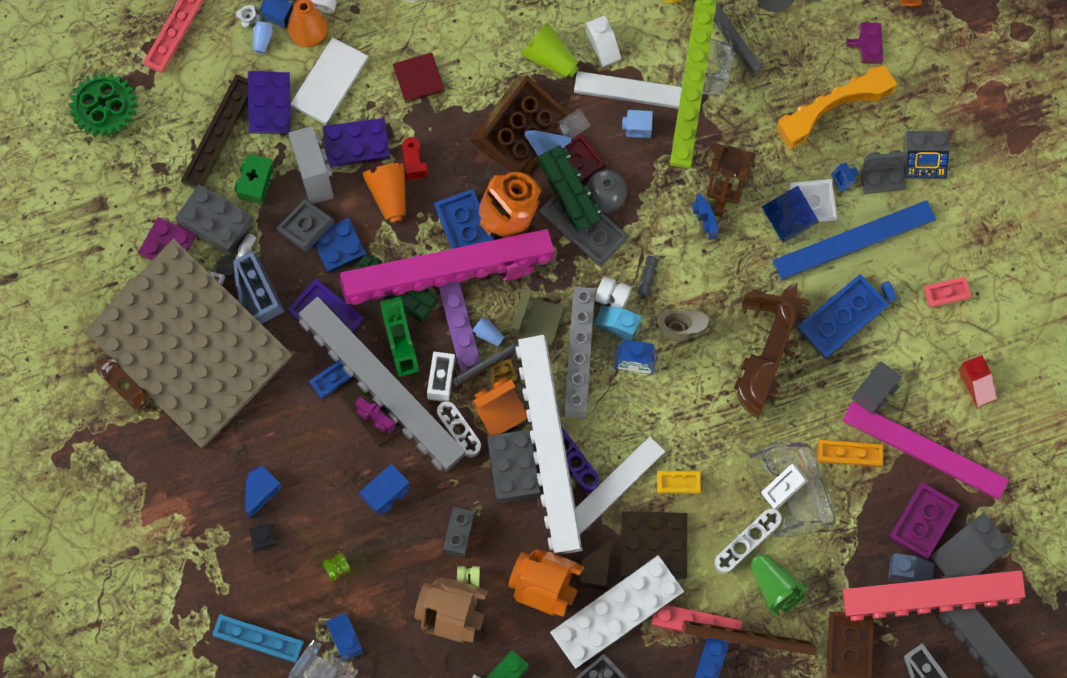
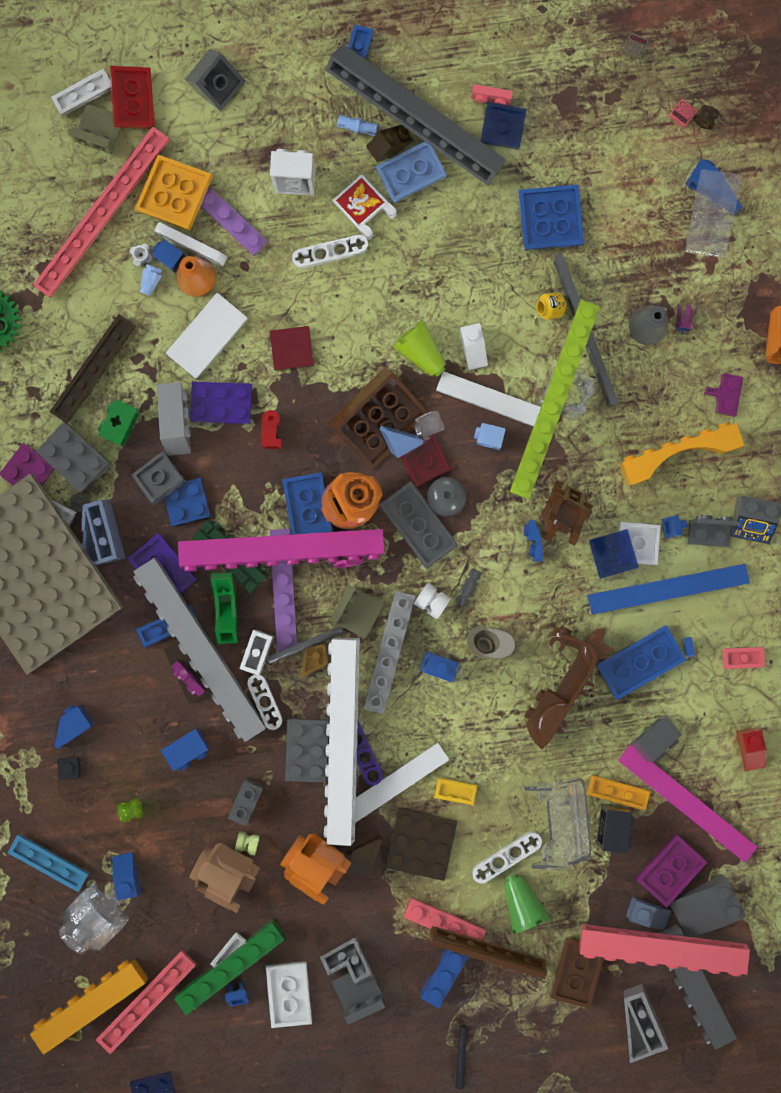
camera: 10 degrees right, 15 degrees up
(246, 245) = (98, 490): white arm -> none
(269, 102) = (145, 348): dark purple plate -> none
(388, 190) = (241, 460): orange cone -> none
(488, 332) = (309, 614): light blue cone -> none
(499, 407) = (305, 691): orange bracket -> none
(569, 189) = (410, 493): dark green brick -> none
(617, 612) = (375, 902): white plate -> none
(618, 322) = (430, 628): medium azure slope -> none
(784, 486) = (551, 816): white plate -> none
(853, 483) = (615, 828): none -> black brick

